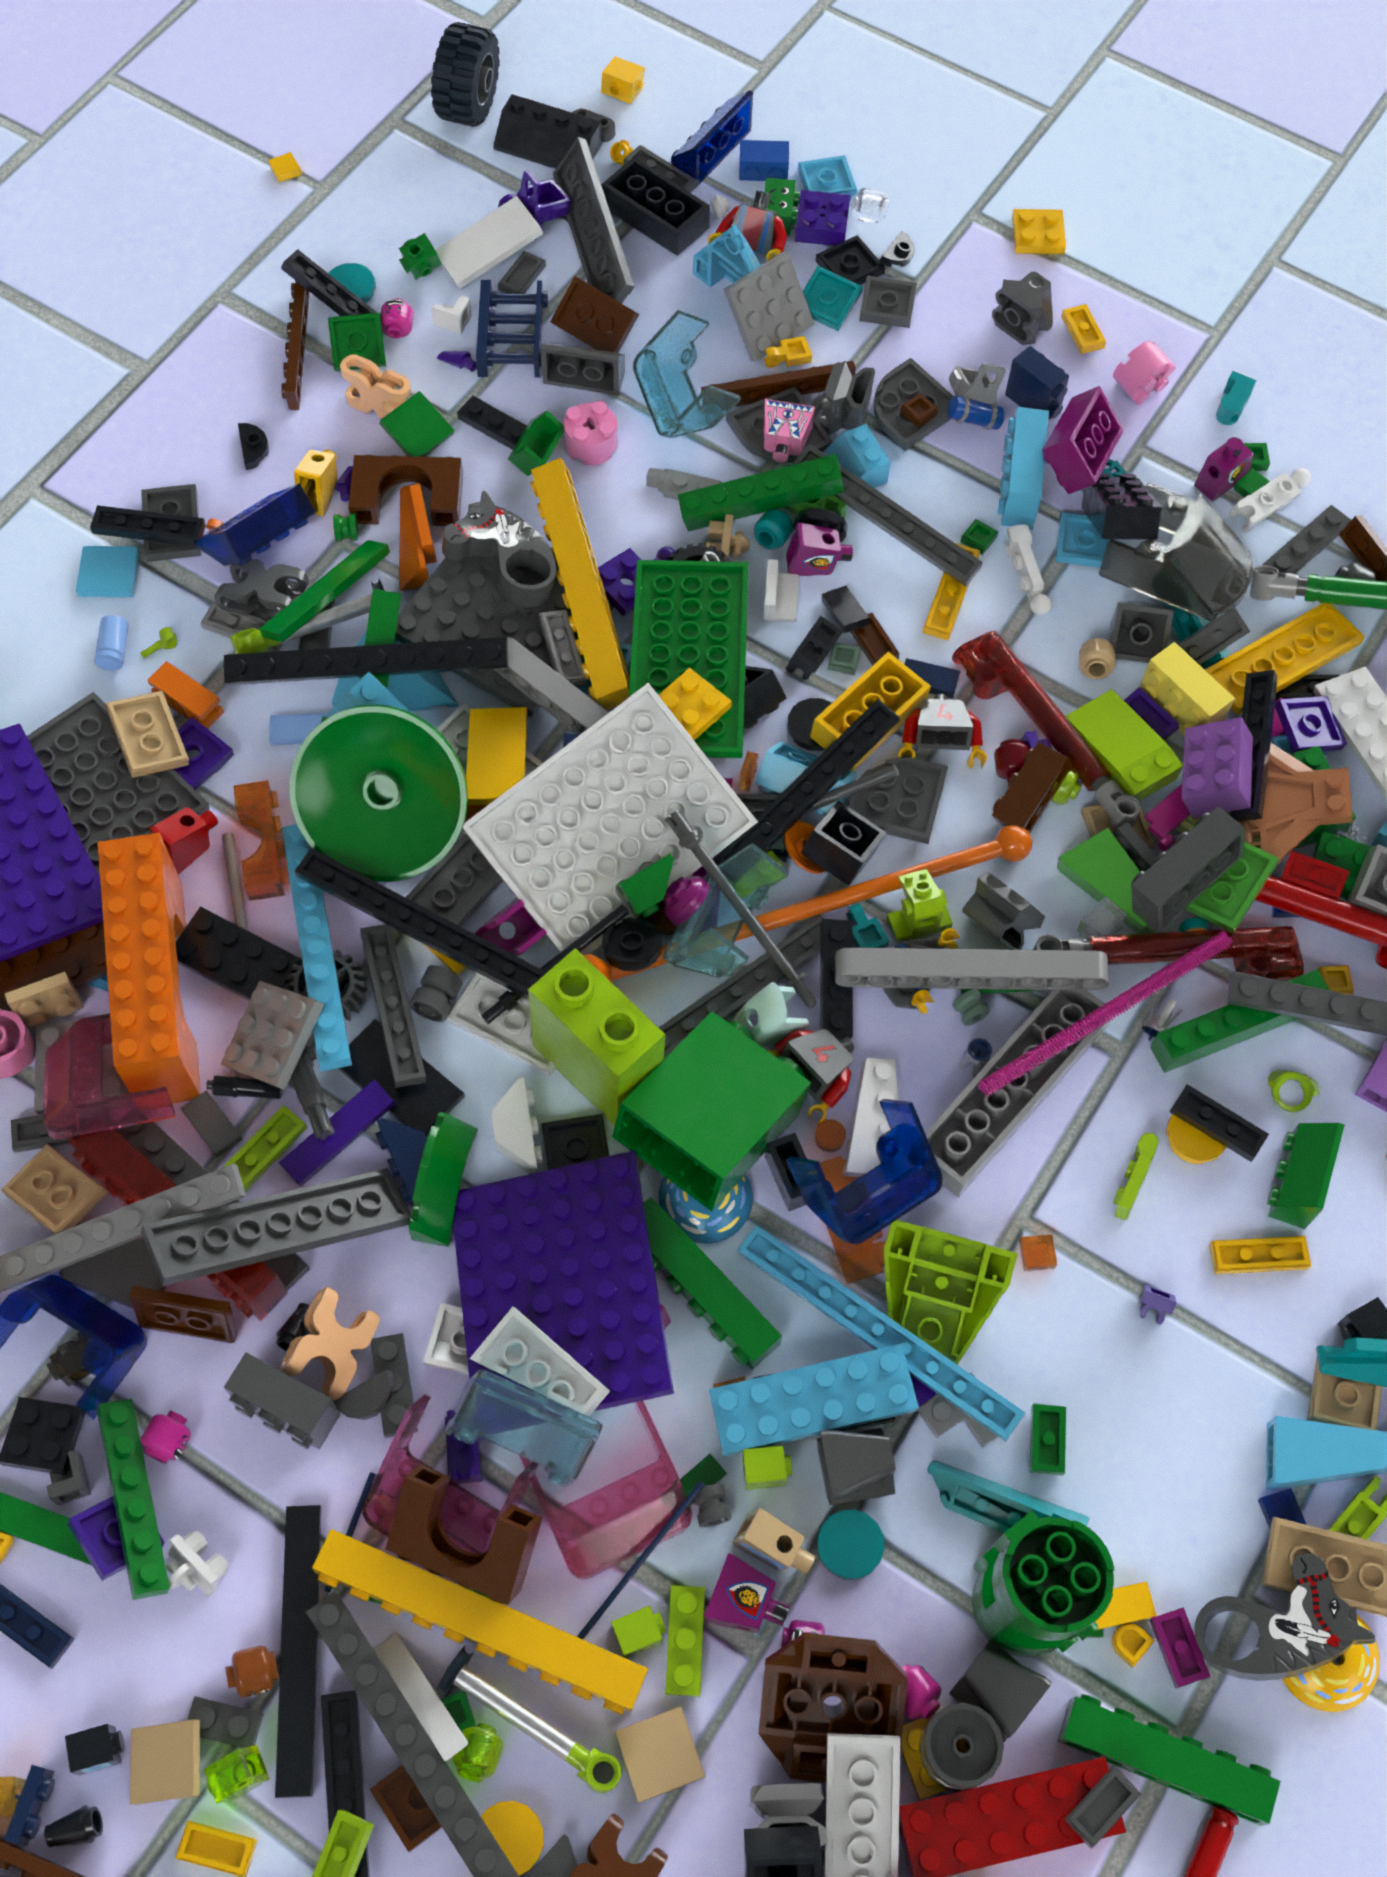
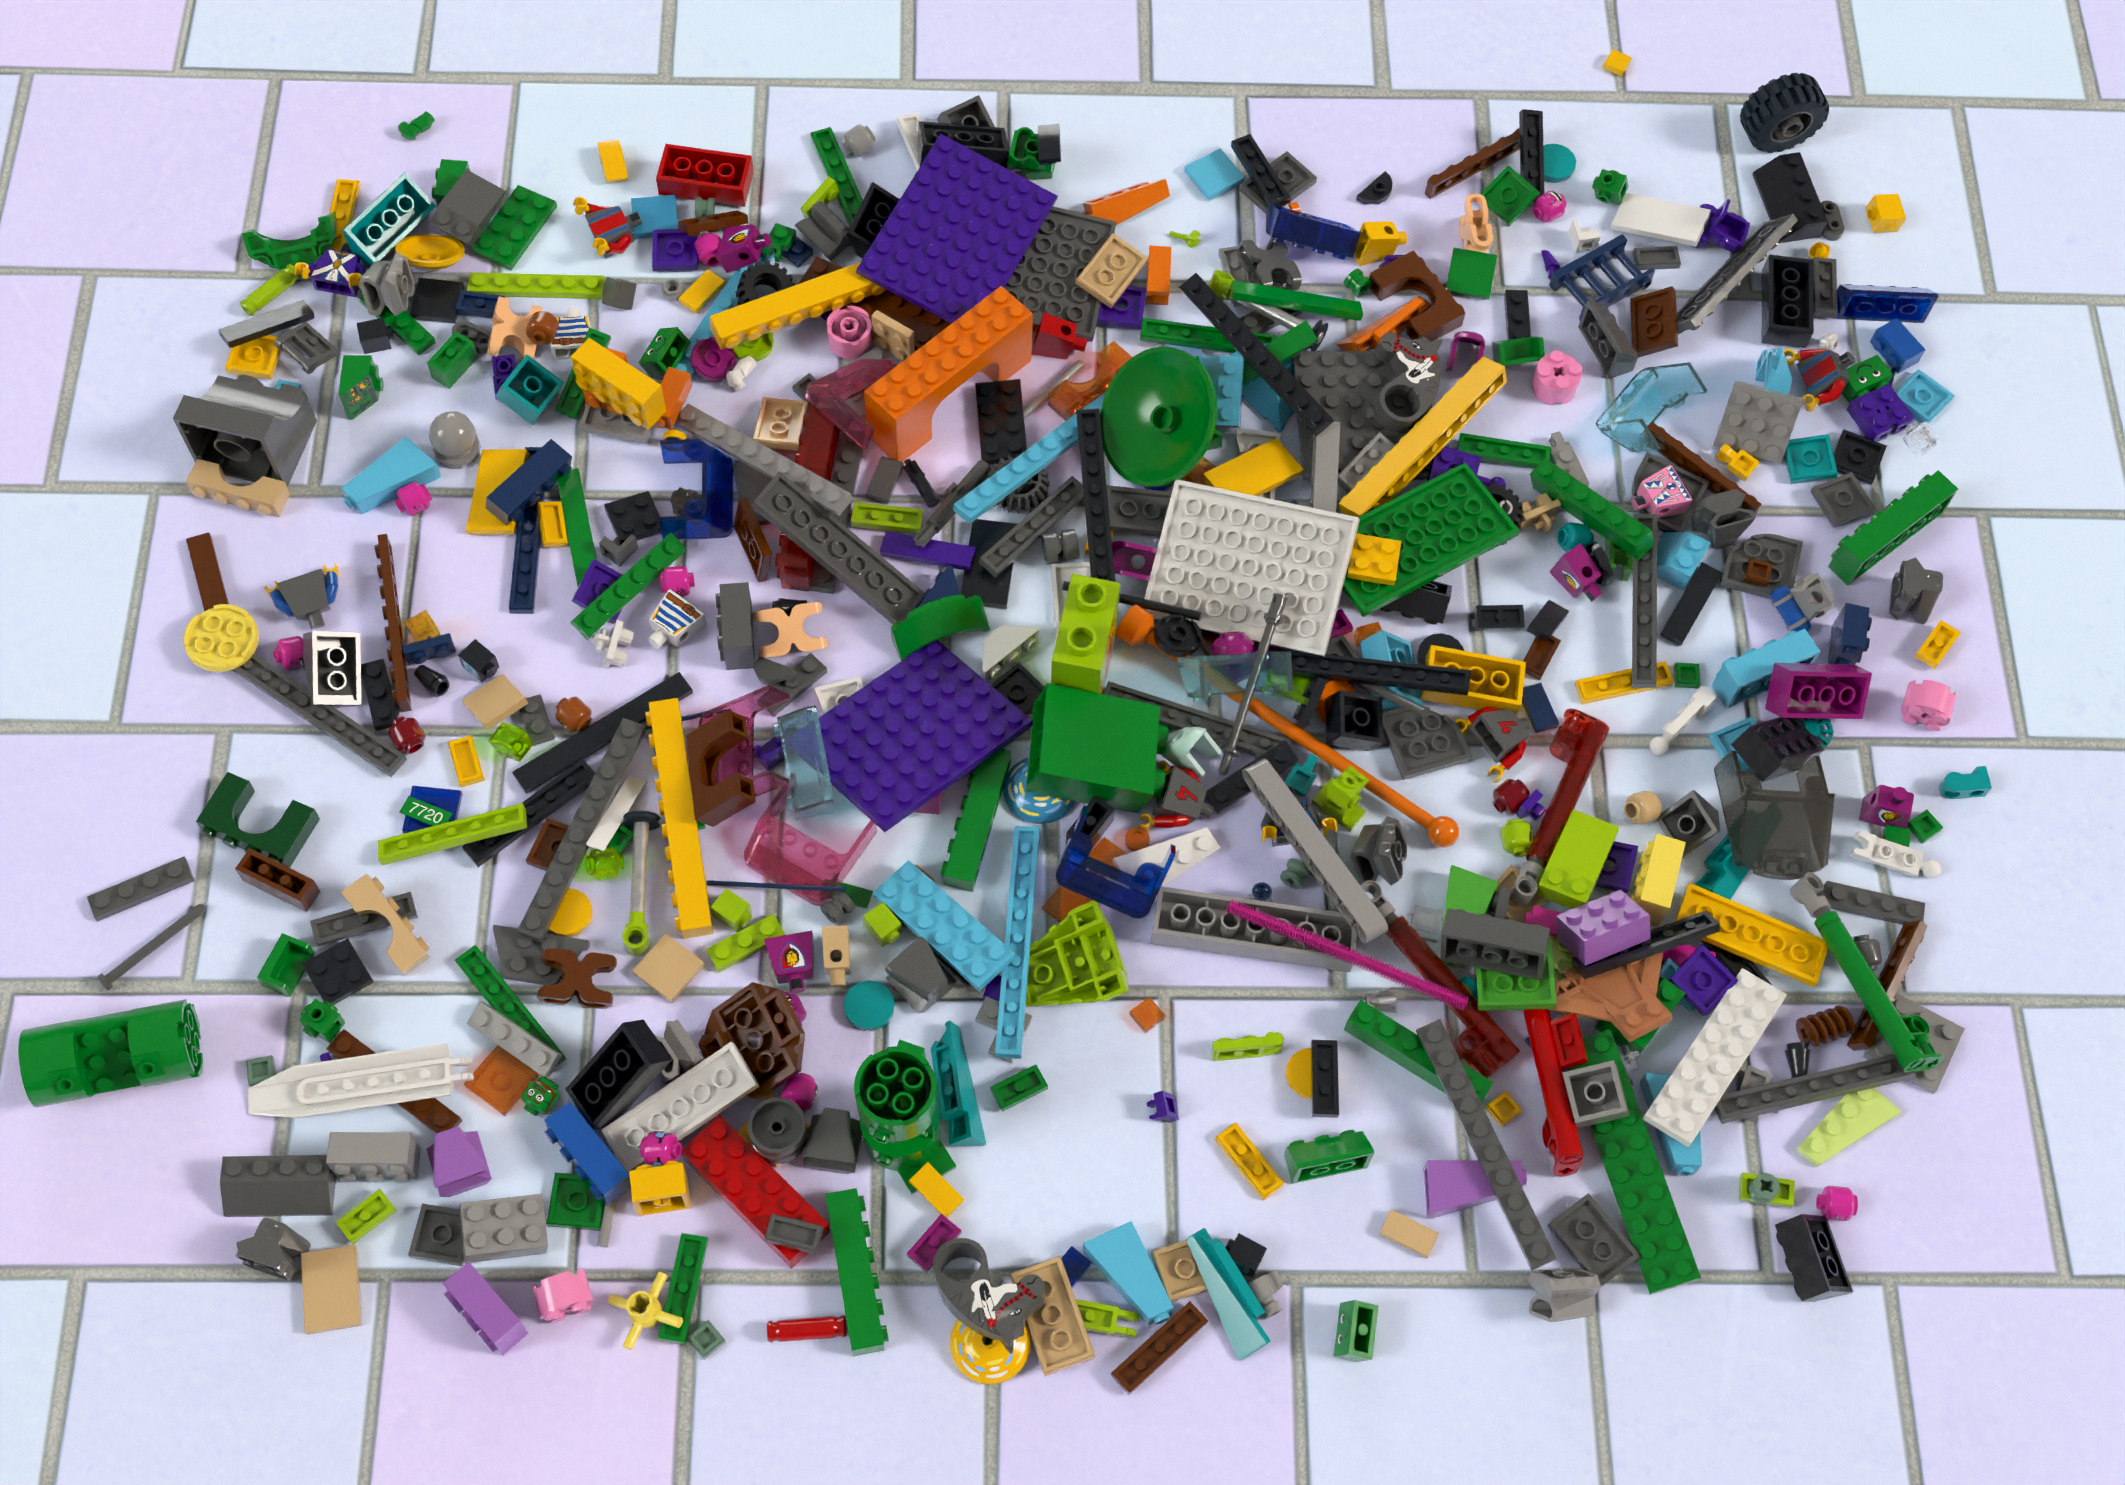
camera: 55 degrees right, 0 degrees up
(70, 670) = (1128, 201): none -> orange wedge
(111, 642) = (1163, 210): light blue piece -> none
(217, 1471) = (675, 621): none -> white torso
(272, 1034) = (960, 470): light grey plate -> none
(282, 713) = (1189, 335): none -> green tile
(513, 472) = (1469, 337): none -> magenta piece
(535, 1361) = (849, 744): white wing -> none
(635, 525) = (1504, 451): none -> green plate
(647, 887) = (1222, 617): green slope -> none
(780, 594) = (1527, 572): white panel -> none
(804, 874) = (1312, 694): none -> black plate
(844, 658) = (1509, 644): sand green tile -> none
(899, 252) = (1895, 481): plate -> none
(910, 486) = (1691, 604): none -> black tile
(949, 281) = (1892, 527): none -> green brick
(1032, 787) = (1492, 817): reddish brown brick -> none
(1038, 231) = (2006, 565): yellow plate -> none
(1131, 1643) = (918, 1213): yellow tile -> none
(1215, 636) = (1714, 871): dark grey plate -> none
(1308, 1085) = (1404, 1130): lime piece -> none

